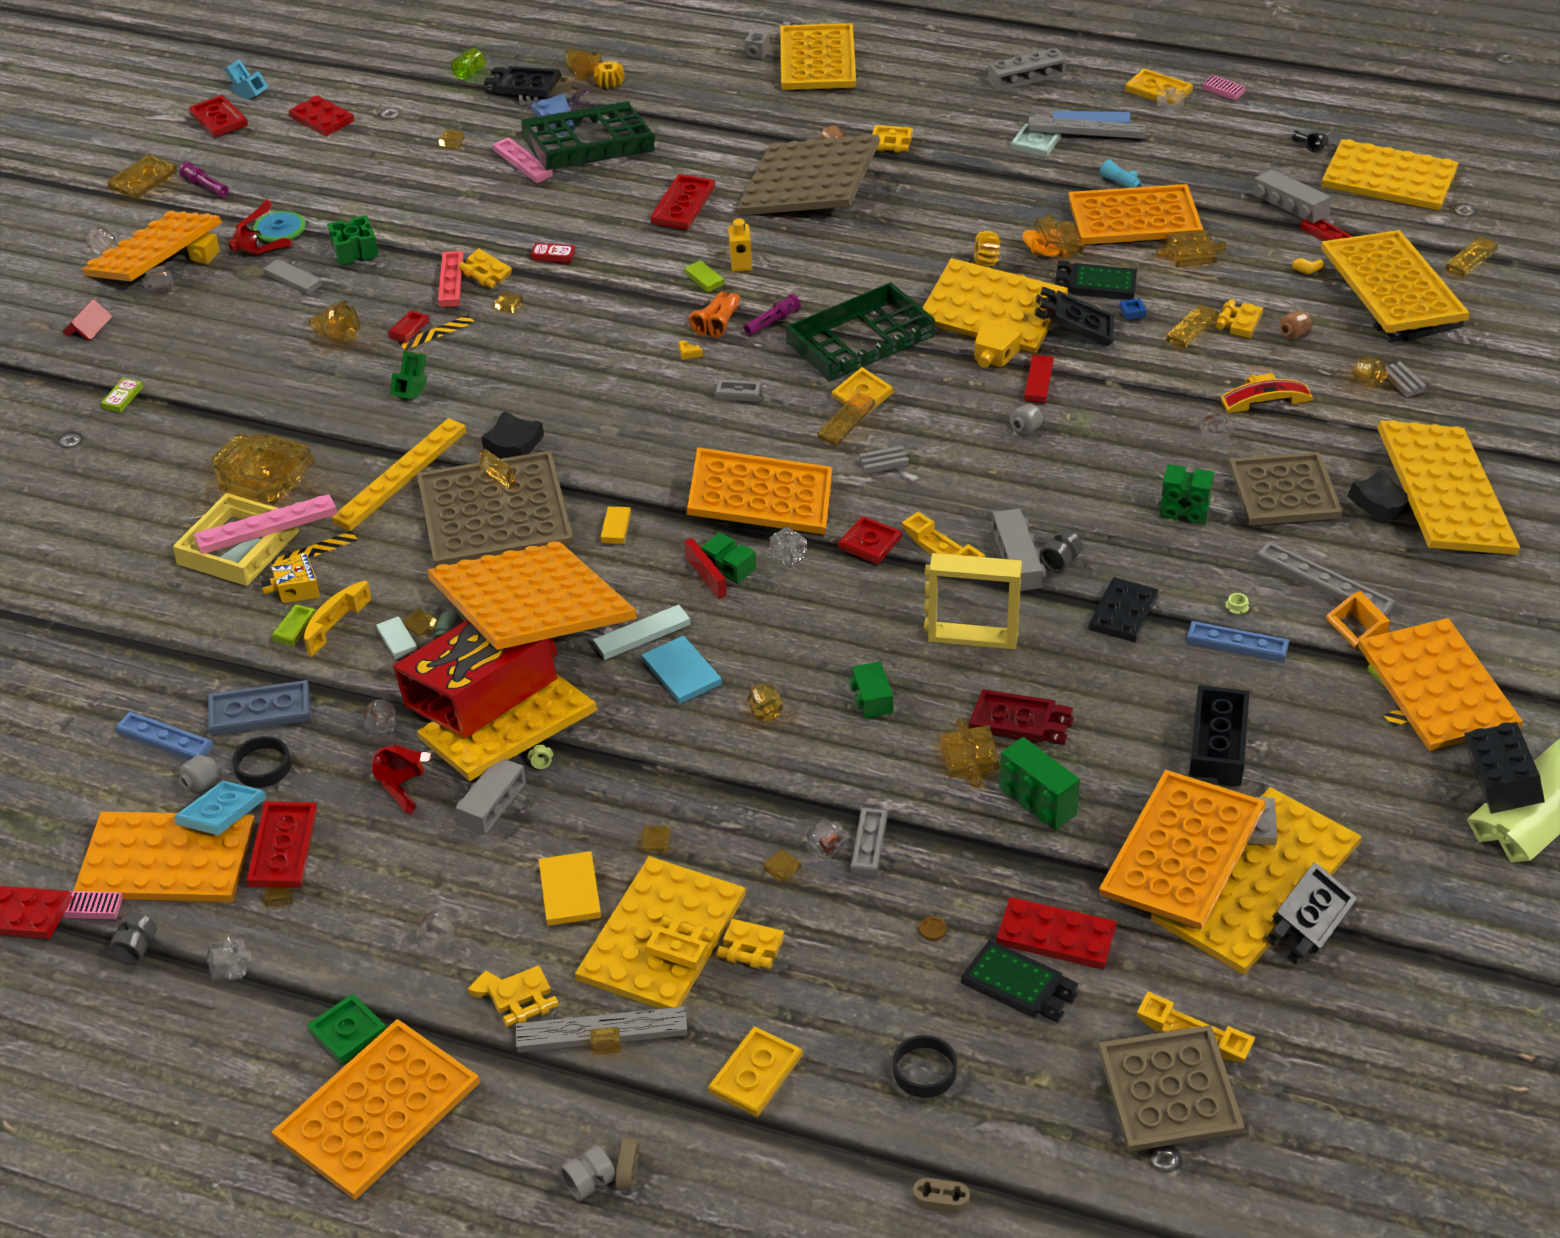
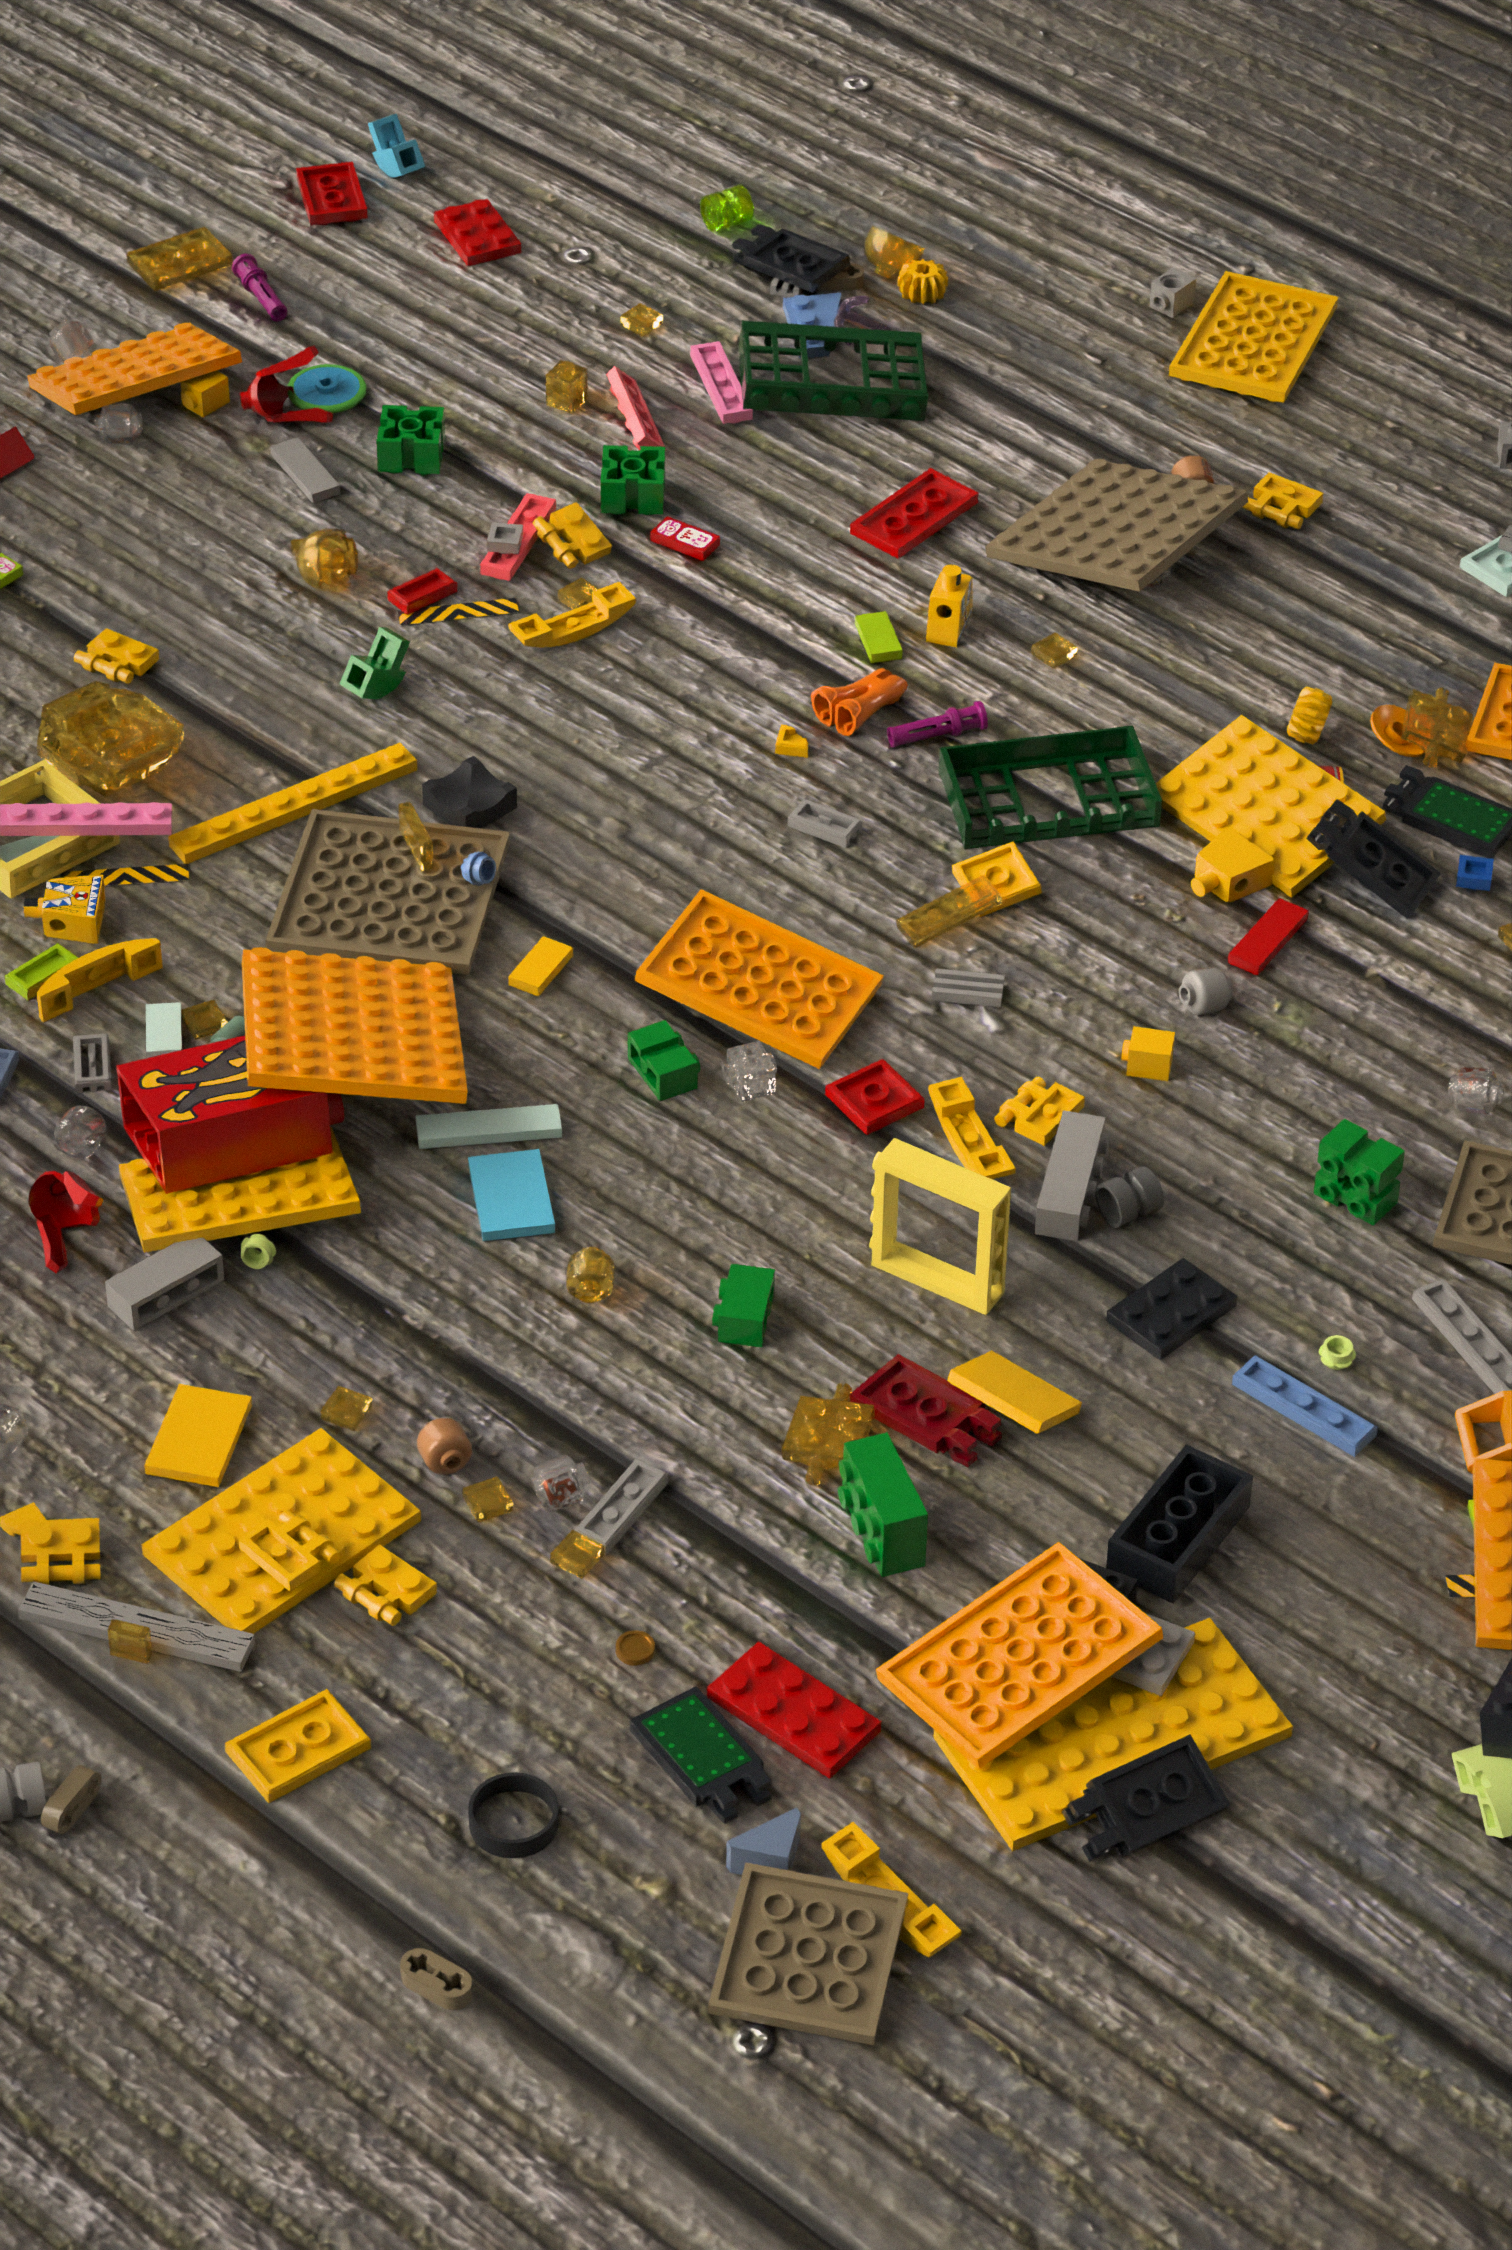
camera: 20 degrees right, 0 degrees up
(234, 418) = (117, 656): none -> yellow plate
(366, 684) = (93, 1080): none -> light grey tile
(430, 186) = (566, 386): none -> clear yellow brick
(447, 280) = (505, 538): none -> light grey plate
(484, 192) = (634, 409): none -> coral plate
(505, 226) = (632, 479): none -> green brick
(530, 304) = (606, 607): none -> yellow slope
(547, 476) = (478, 868): none -> medium blue plate
(705, 568) = (622, 1065): red tile -> none
(737, 840) = (444, 1446): none -> medium nougat head
(812, 255) = (1054, 650): none -> clear yellow tile
(860, 881) = (577, 1554): none -> clear yellow tile
(979, 518) = (1043, 1117): none -> yellow plate
(1017, 464) = (1149, 1053): none -> yellow brick
(1068, 689) = (1014, 1392): none -> yellow tile
(1101, 1027) = (768, 1844): none -> sand blue slope

